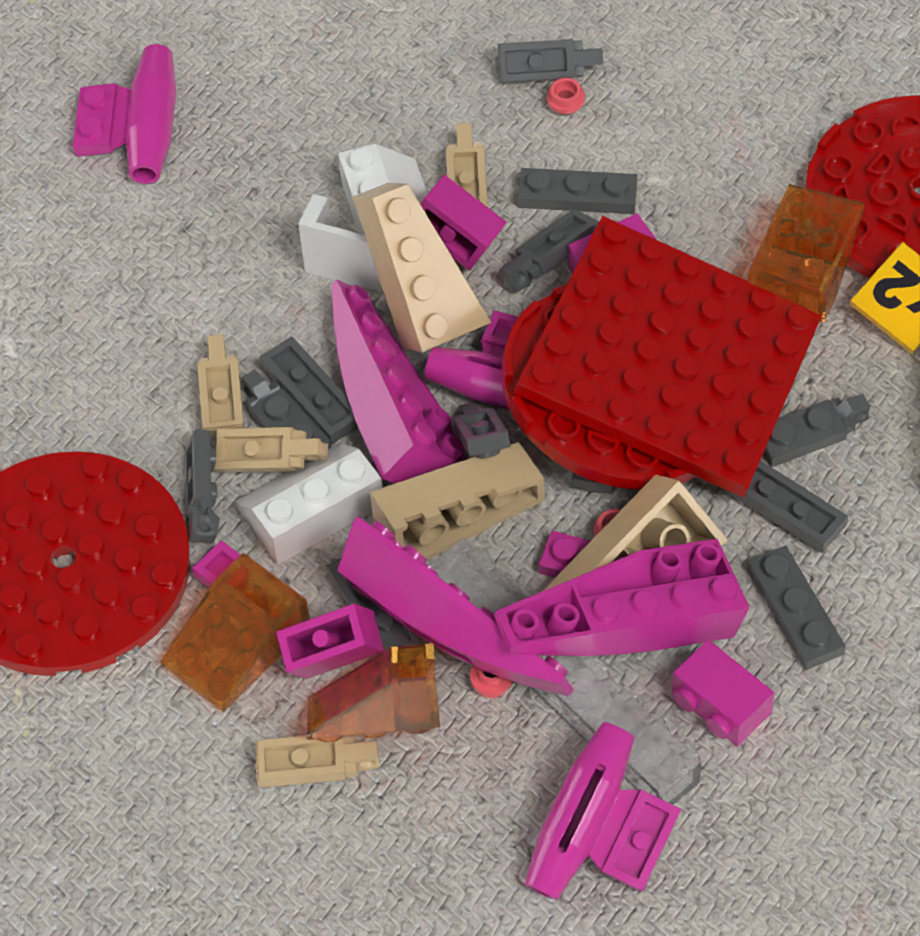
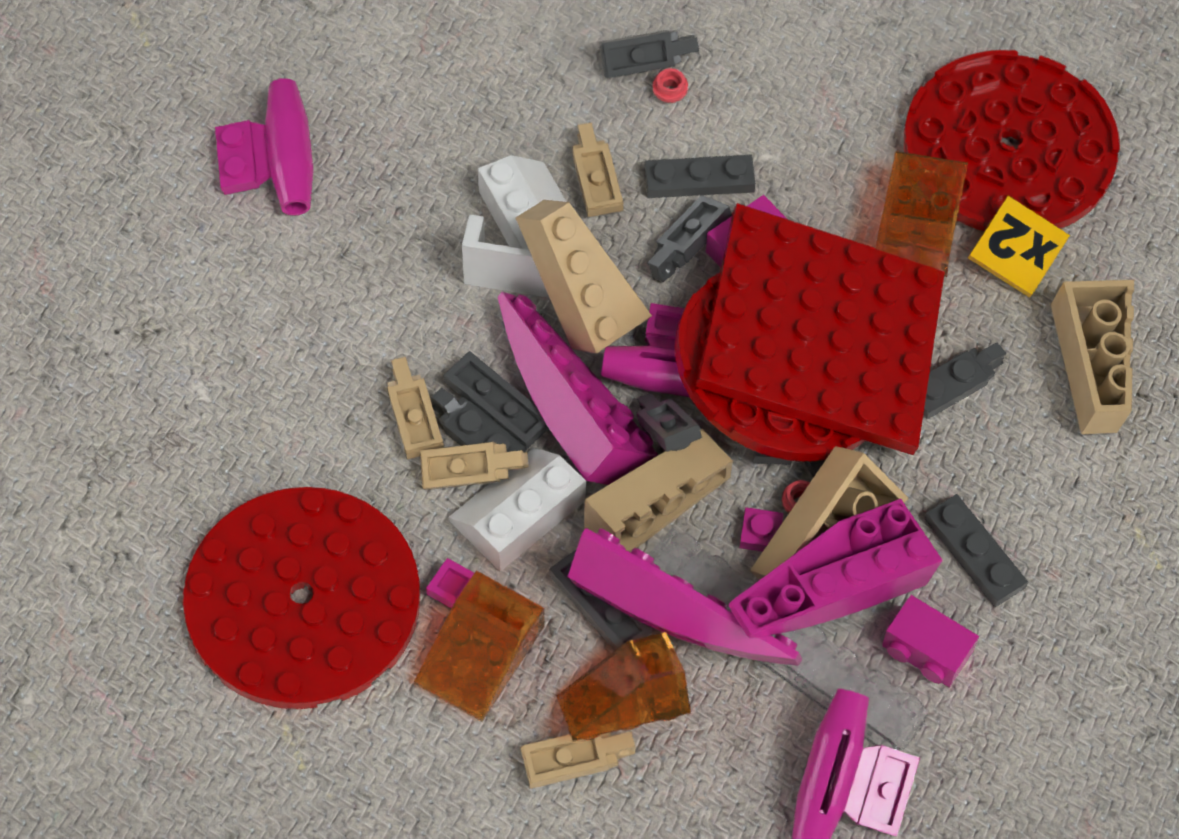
camera: 15 degrees left, 5 degrees up
(199, 490) = (414, 509): dark grey hinge -> none
(330, 641) = (571, 643): dark pink brick -> none
(461, 221) = (608, 219): dark pink brick -> none
(487, 686) = (717, 663): coral plate -> none
(793, 507) = (958, 458): dark grey plate -> none

